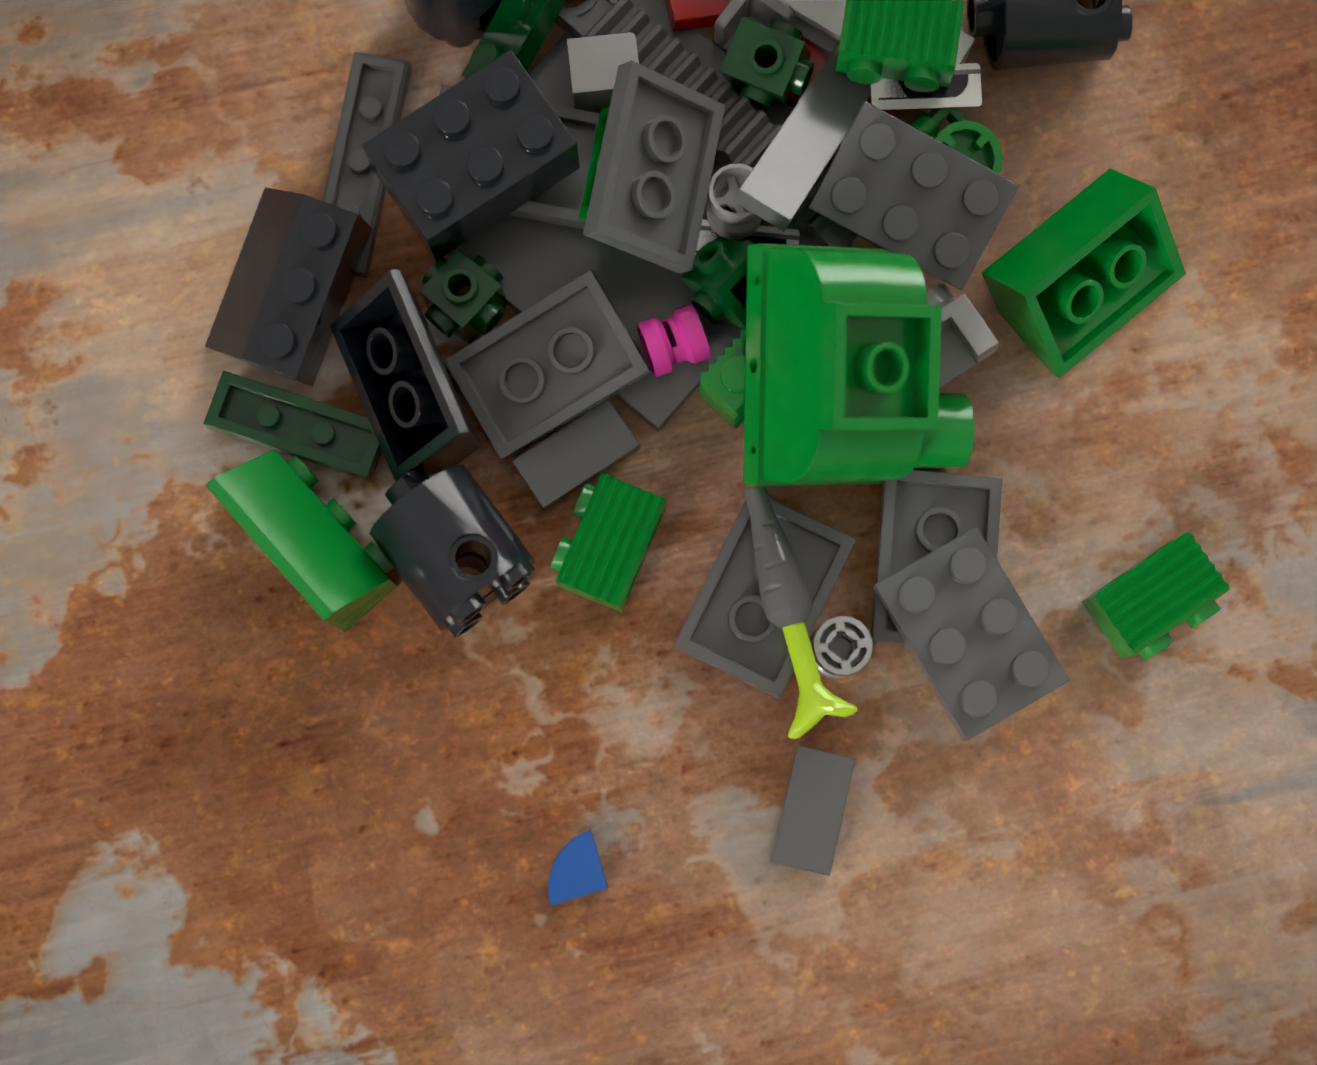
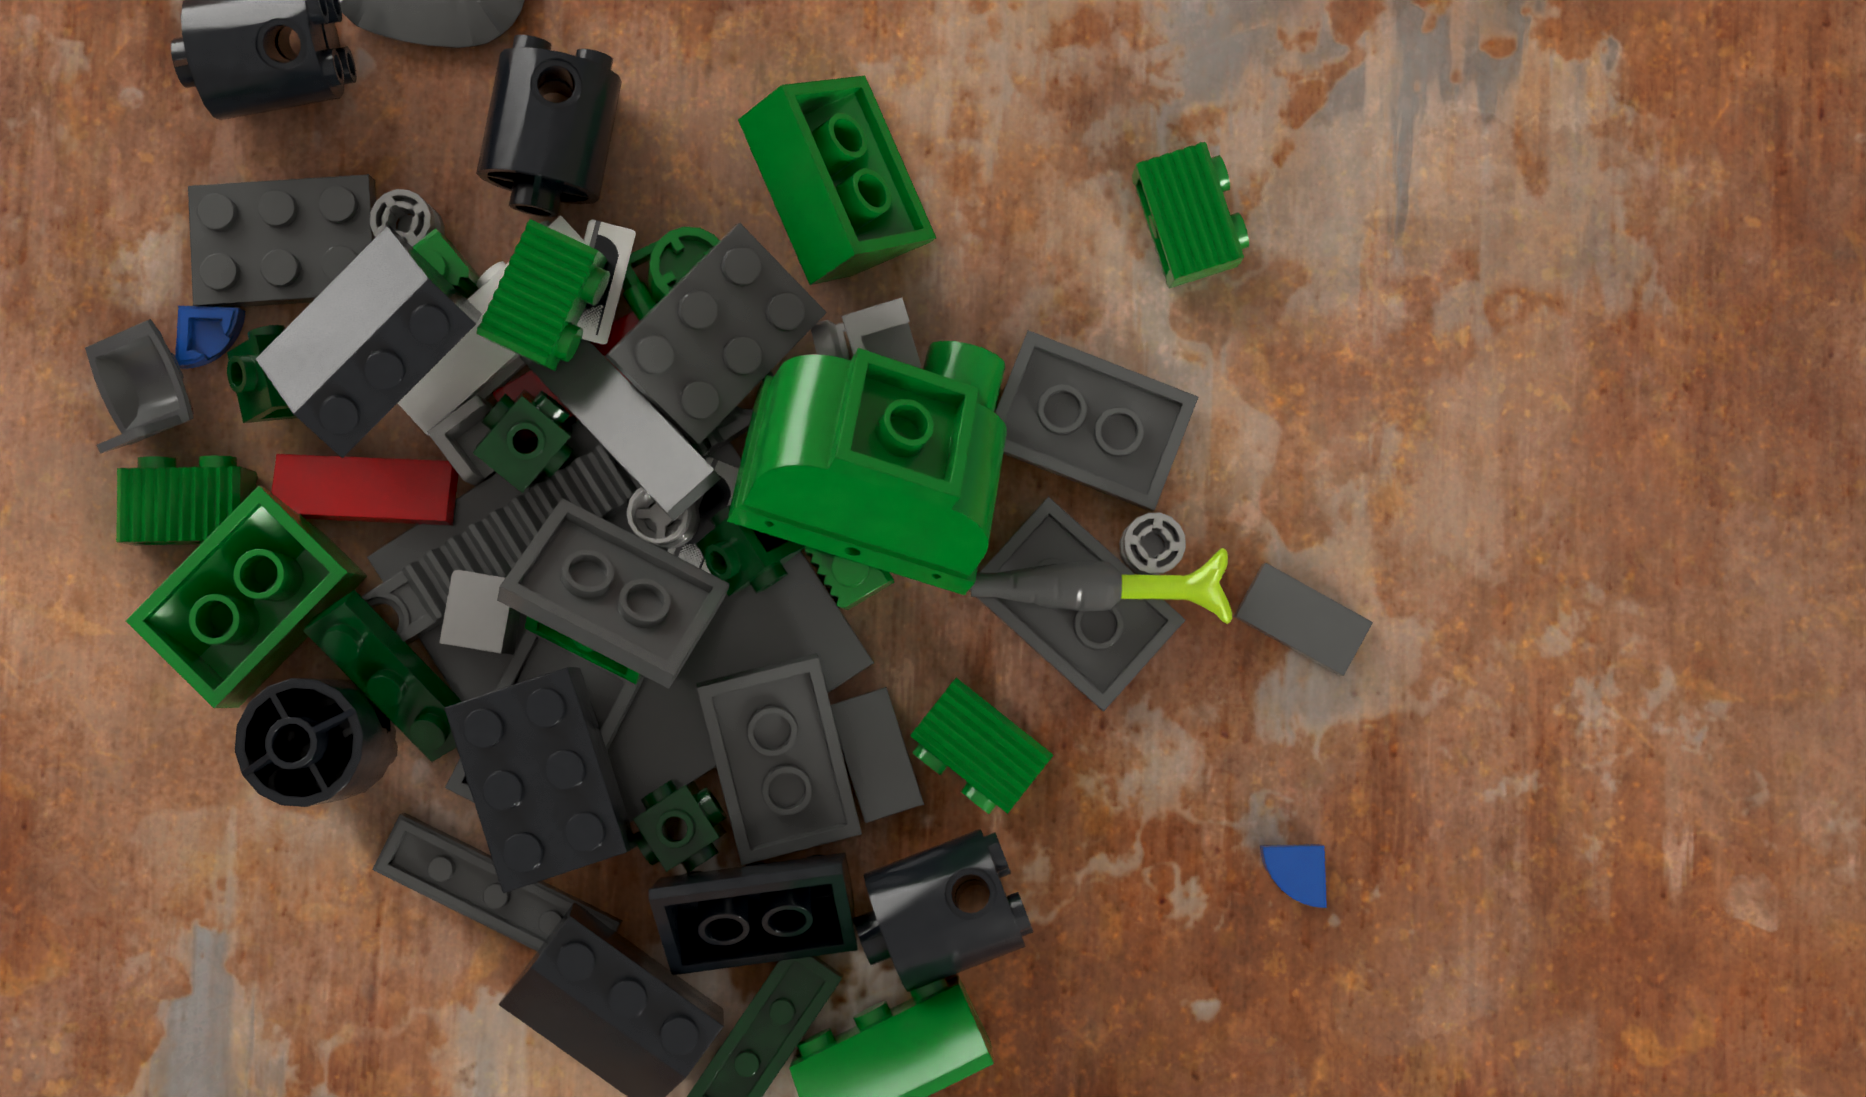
camera: 70 degrees left, 5 degrees up
(685, 335) = (791, 608): dark pink wheel -> none
(970, 634) = (1177, 411): dark grey plate -> none

